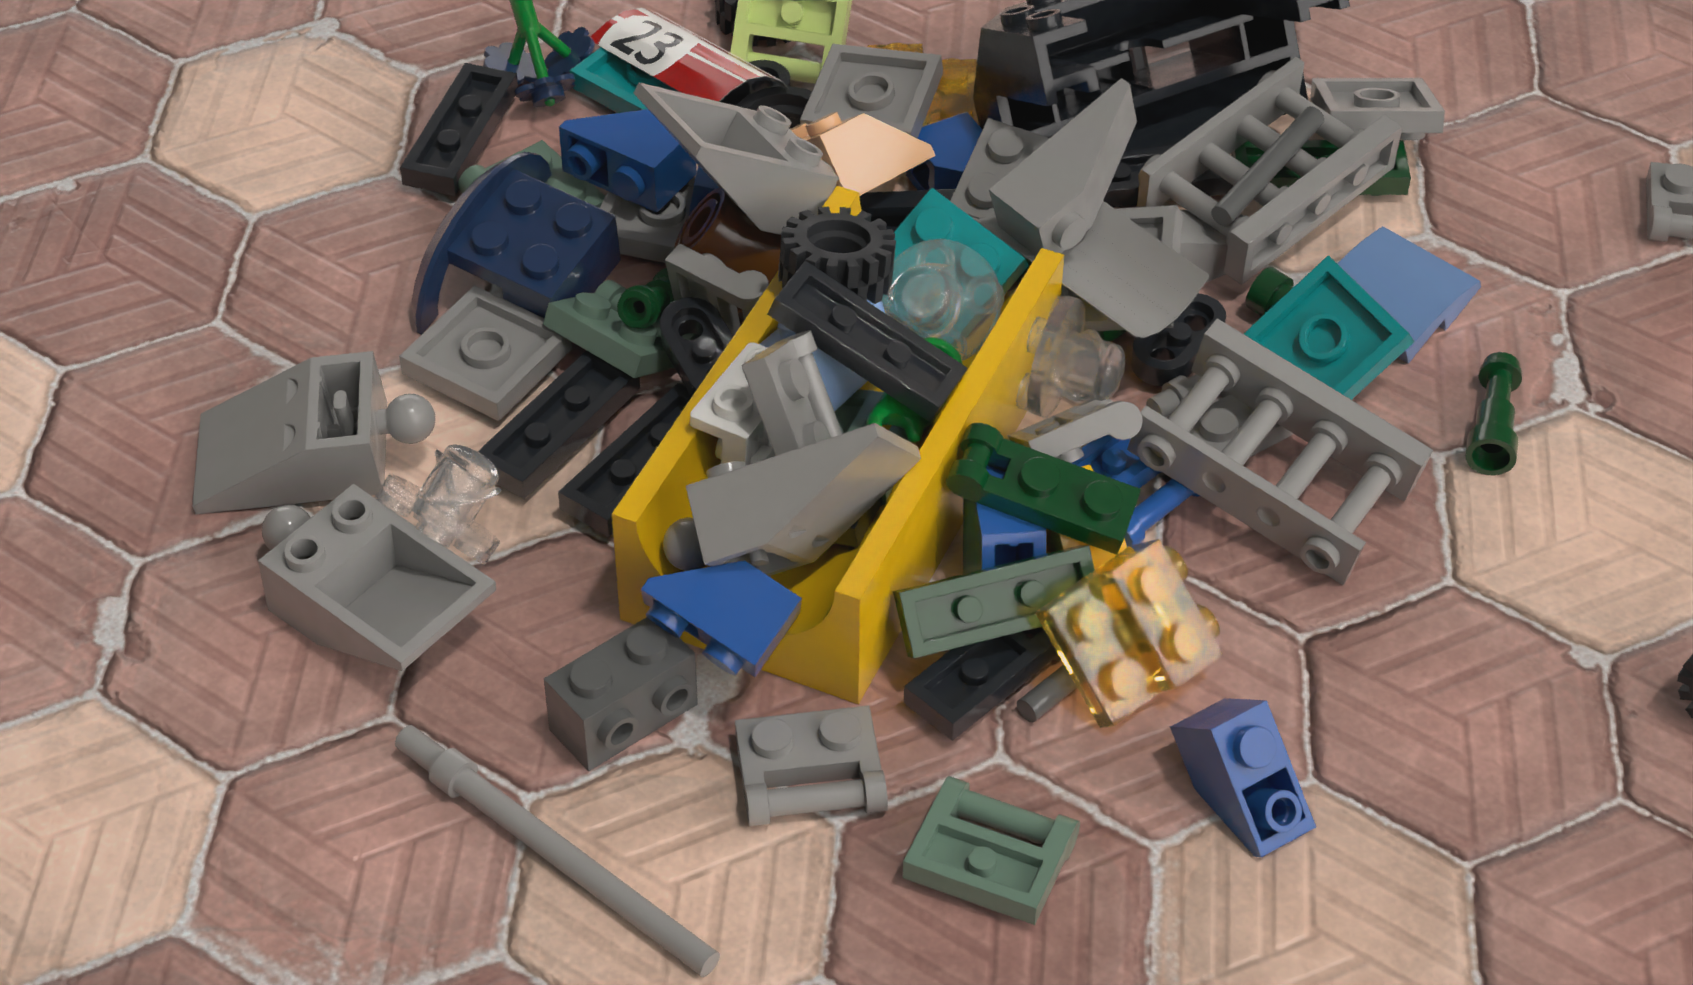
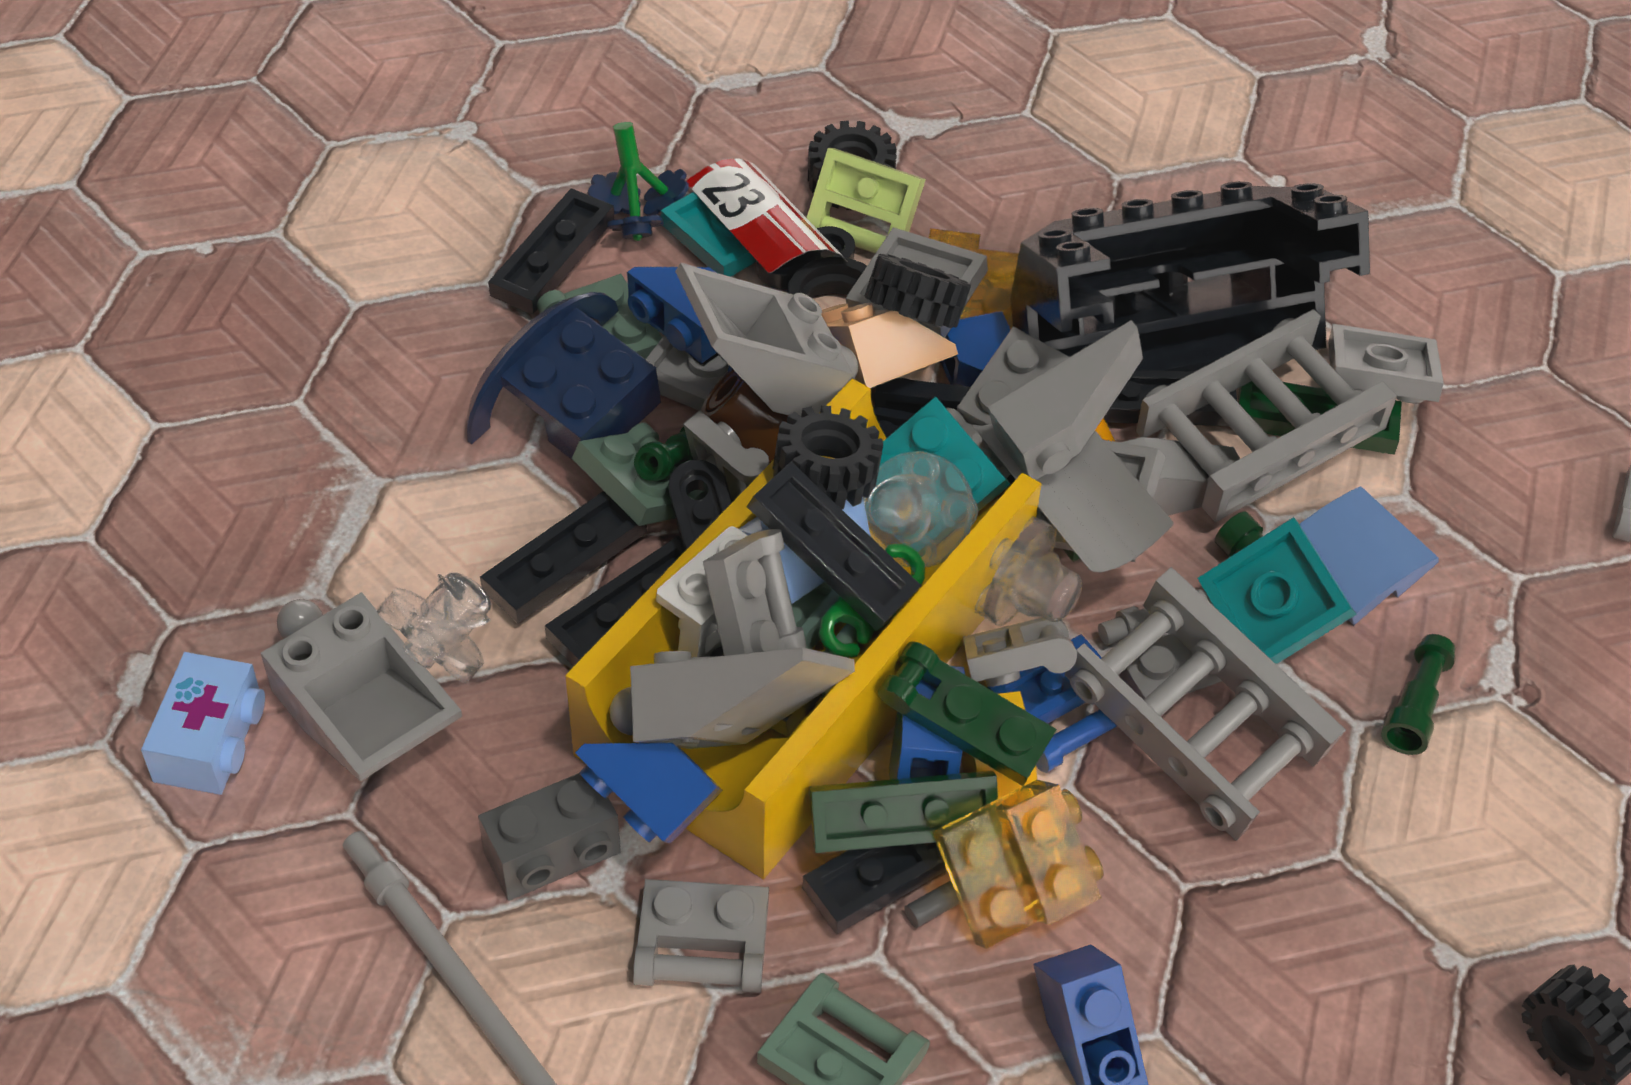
camera: 10 degrees right, 5 degrees up
(207, 648) = (203, 723): none -> light blue brick
(303, 436) = (339, 532): light grey slope -> none
(484, 353) = (517, 475): light grey plate -> none
(882, 91) = (917, 290): none -> black tyre
(1174, 349) = (1141, 575): black plate -> none
(1267, 166) = (1261, 414): dark grey bar -> none

